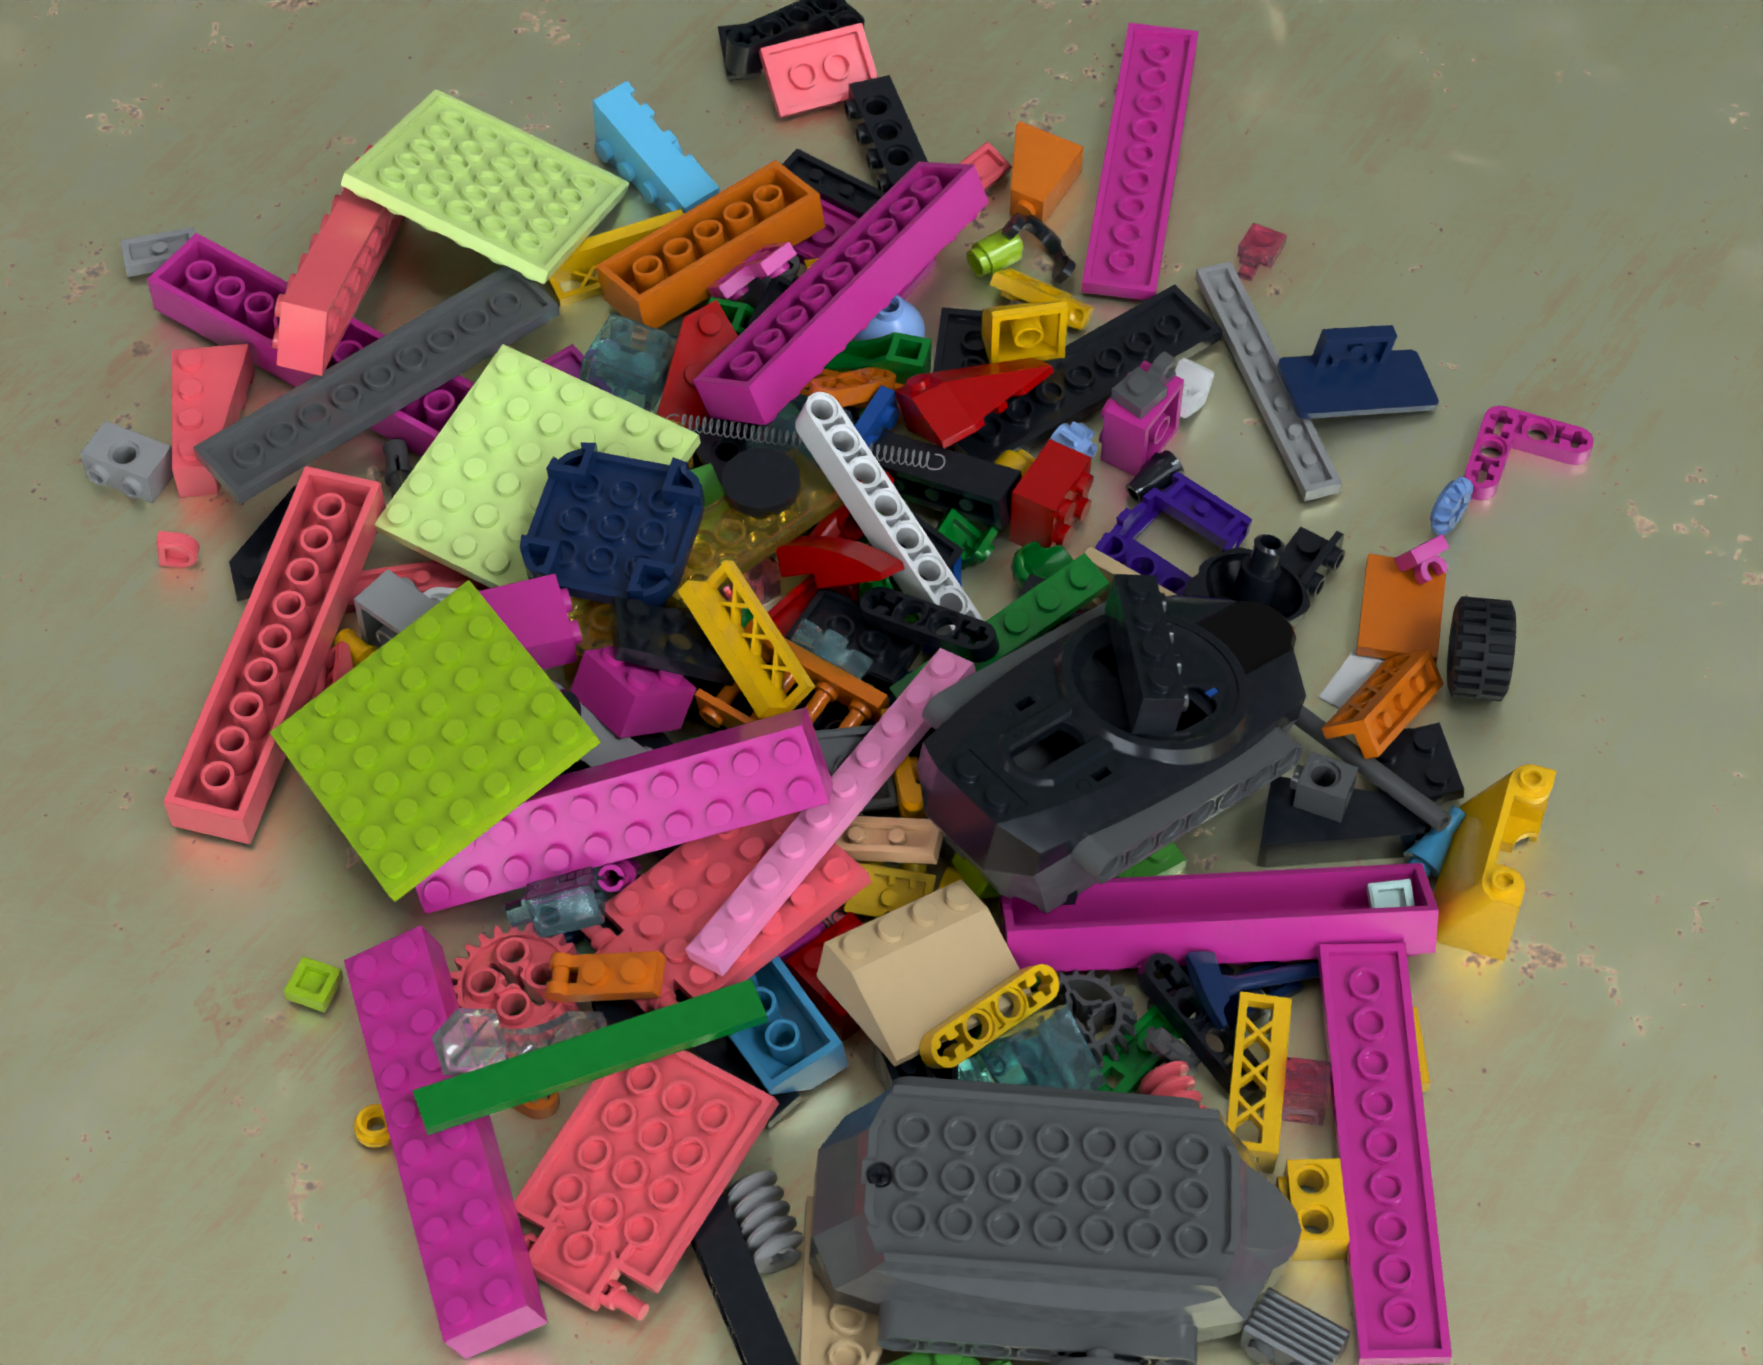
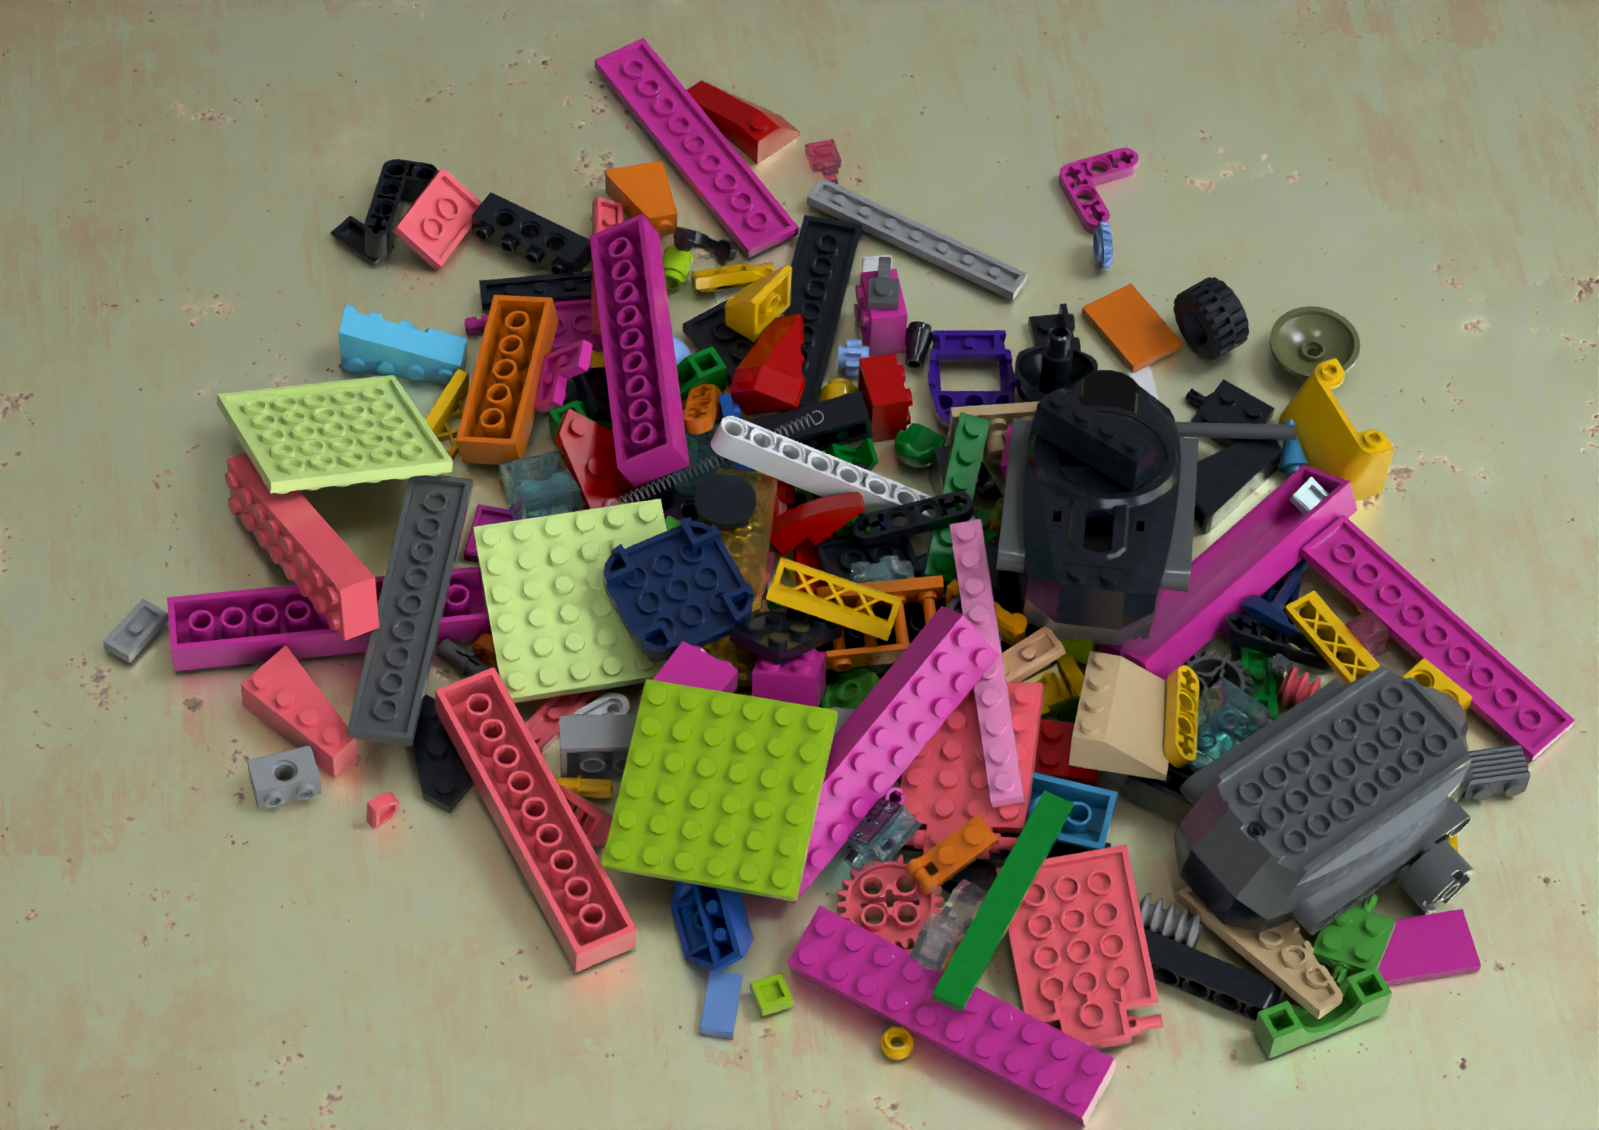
camera: 45 degrees left, 0 degrees up
(262, 957) = (721, 1004): none -> medium blue tile
(328, 883) = (711, 925): none -> blue wedge
(1217, 167) = (743, 123): none -> red wedge
(1324, 801) = (1217, 457): dark grey brick -> none
(1357, 375) = (971, 202): dark blue bracket -> none
(1387, 702) = (1193, 378): orange fence -> none
(1422, 556) = (1121, 286): dark pink tile -> none
(1581, 737) = (1313, 336): none -> olive dish

